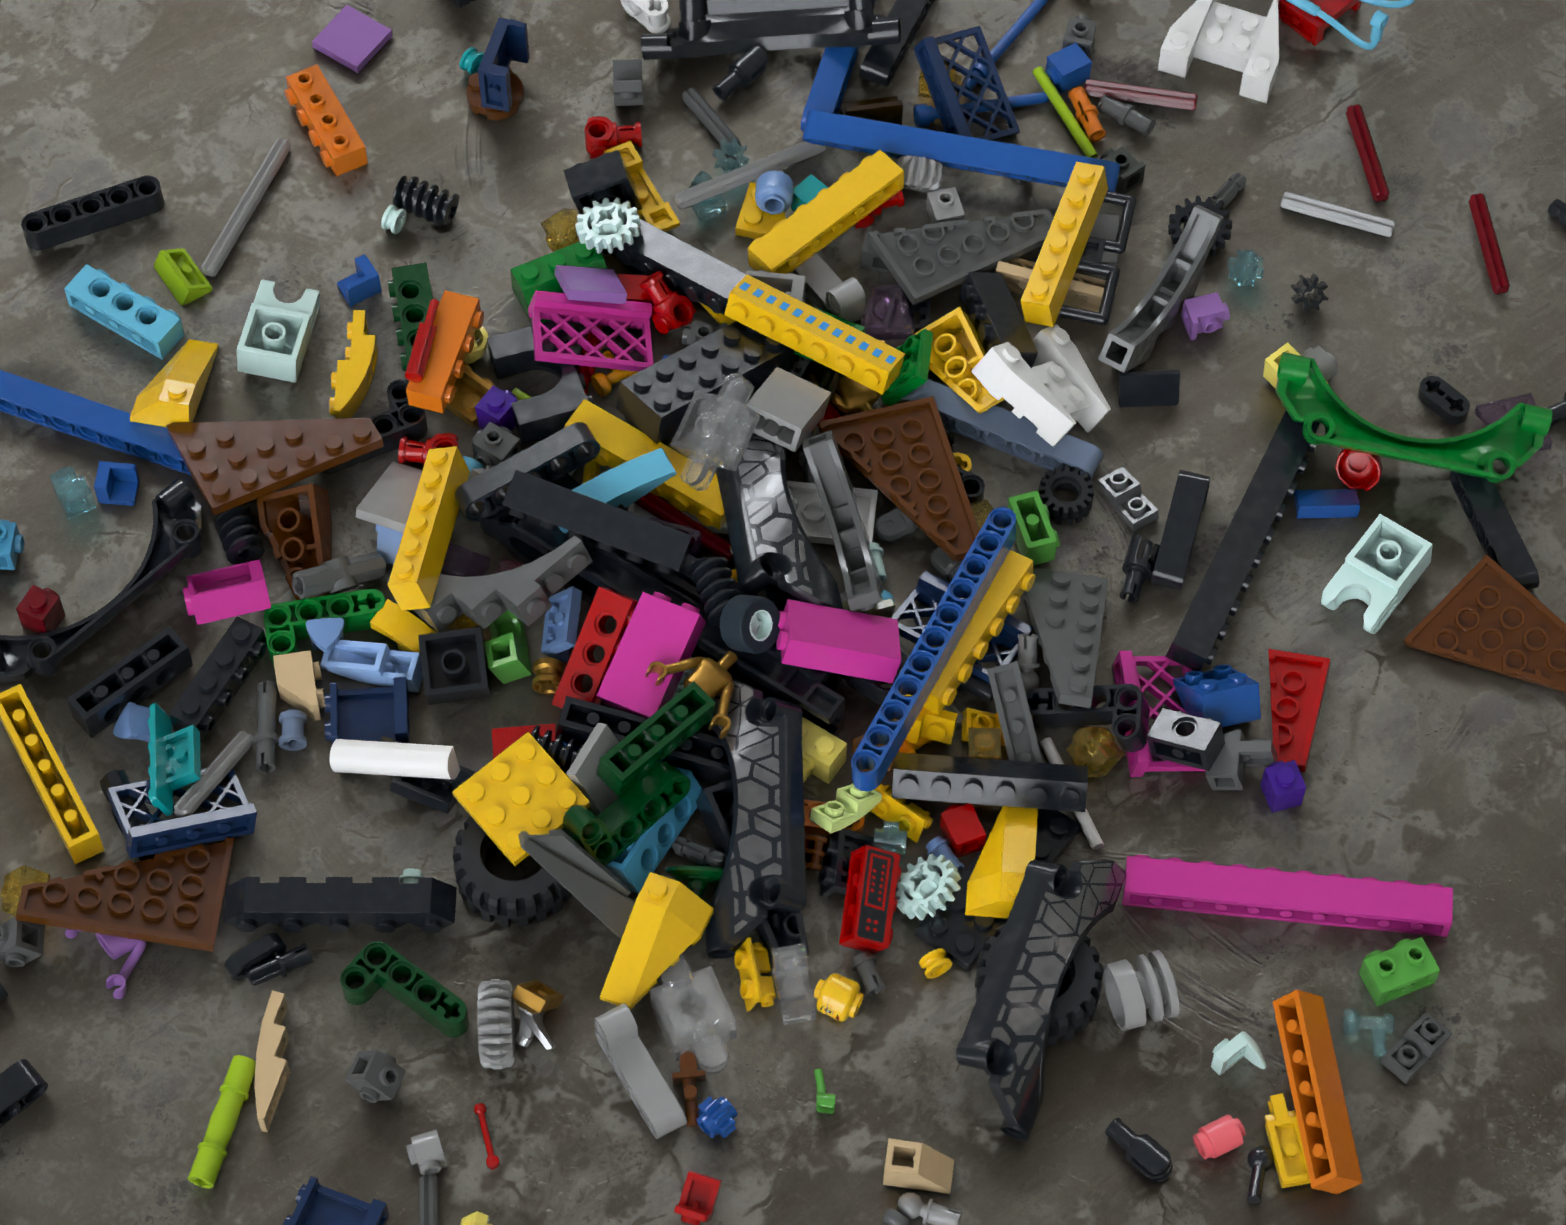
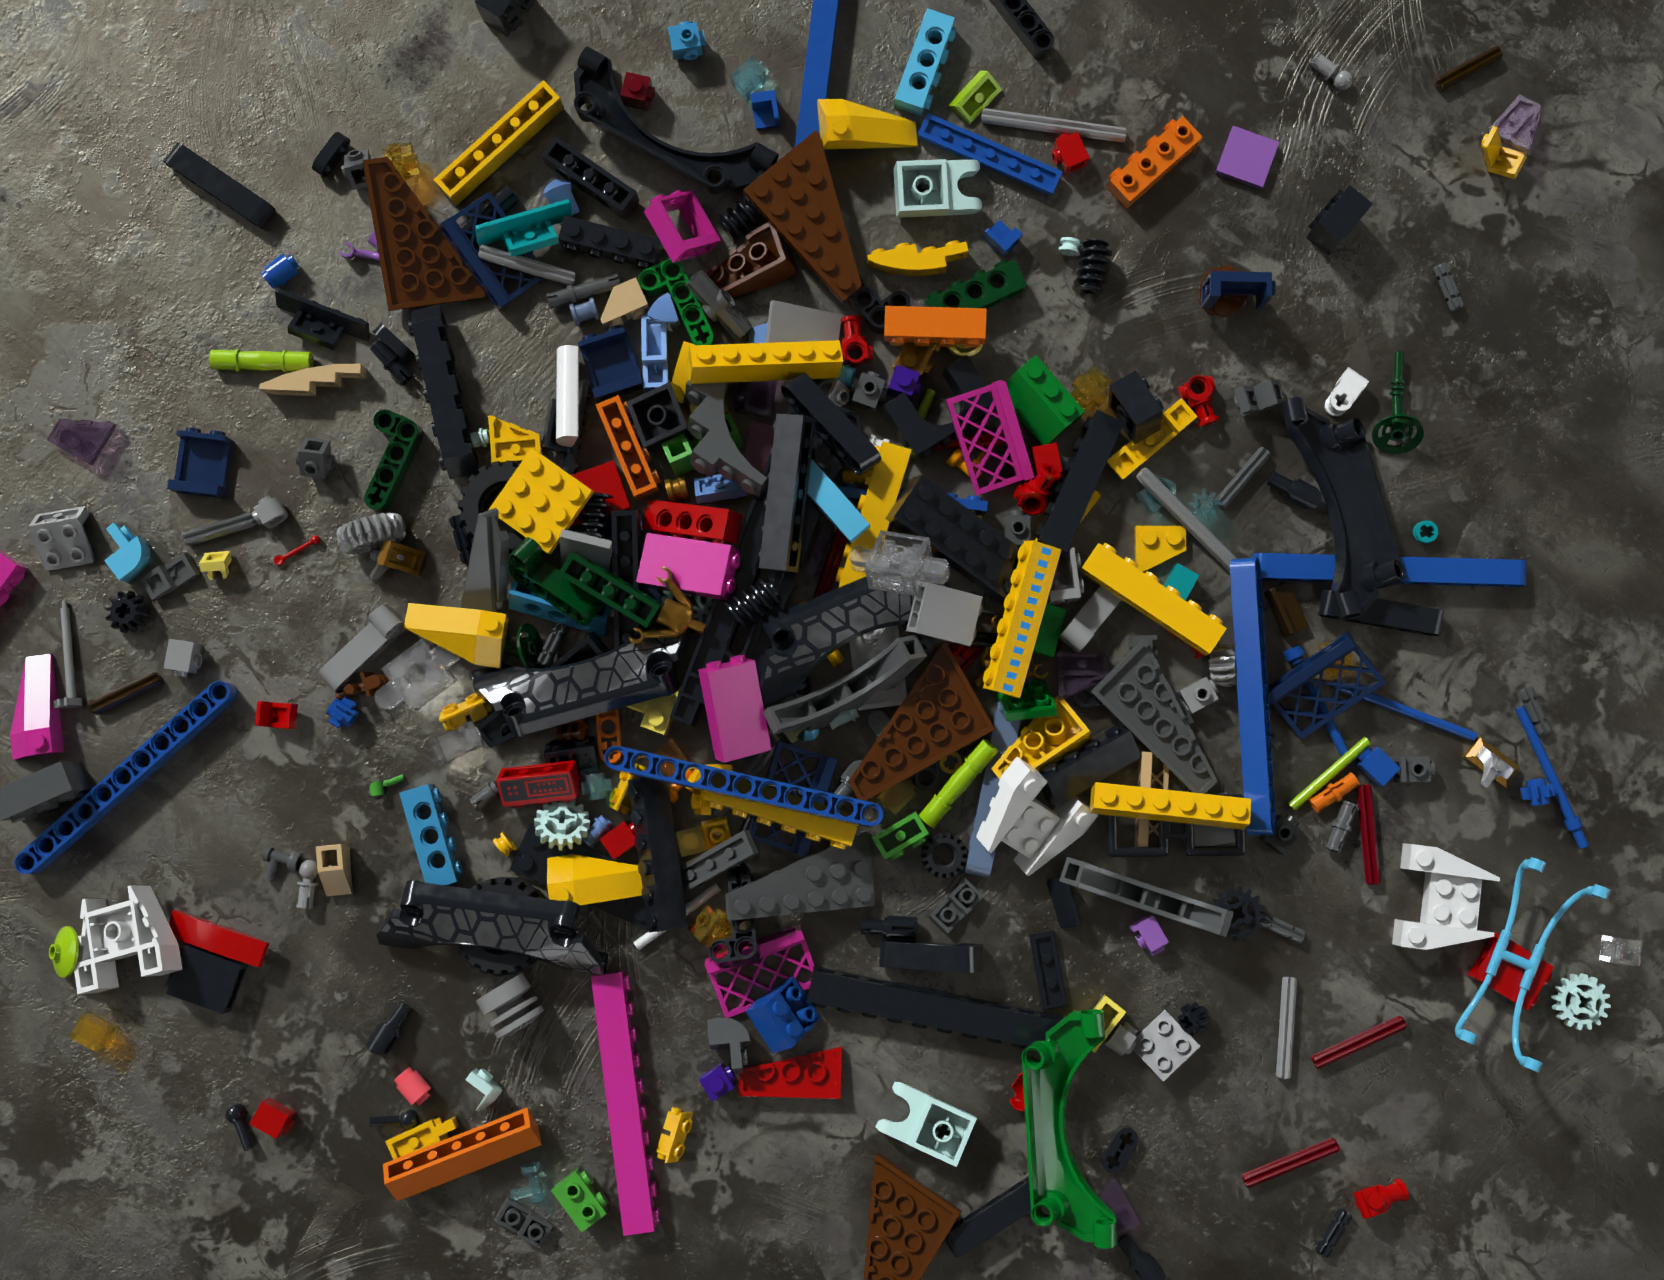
camera: 80 degrees right, 25 degrees up
(113, 1070) = (280, 270): none -> blue brick
(196, 1038) = (318, 322): none -> black bracket
(263, 265) = (989, 154): none -> blue plate
(285, 195) = (1070, 153): none -> red brick
(422, 345) = (926, 306): red axle -> none
(430, 846) = (510, 441): none -> yellow wing
(471, 60) = (1247, 262): teal bush -> none
(478, 712) = (627, 448): none -> orange brick
(533, 933) = (462, 541): none -> black axle
(590, 284) = (1032, 423): medium lavender tile -> none
(608, 225) = (1104, 420): light aqua gear -> none
(749, 623) = (724, 636): black wheel -> none
(774, 192) = (1171, 549): medium blue head -> none
(838, 997) = (460, 778): yellow head -> none
(847, 808) = (602, 738): yellowish green slope -> none
(889, 1058) = (419, 827): none -> dark azure brick
(981, 451) = (958, 783): none -> lime piece
(1028, 660) = (775, 858): light grey pin -> none
(1186, 739) = (730, 983): black brick -> none
(1223, 425) = (1048, 970): none -> black tile
(1245, 267) = (1211, 966): clear light blue gear -> none
(1326, 503) = (994, 1069): blue slope -> none
(1335, 326) = (1164, 1045): none -> light grey hinge
(1351, 857) = (679, 1124): none -> yellow hinge
(1542, 168) = (1378, 1199): none -> red connector

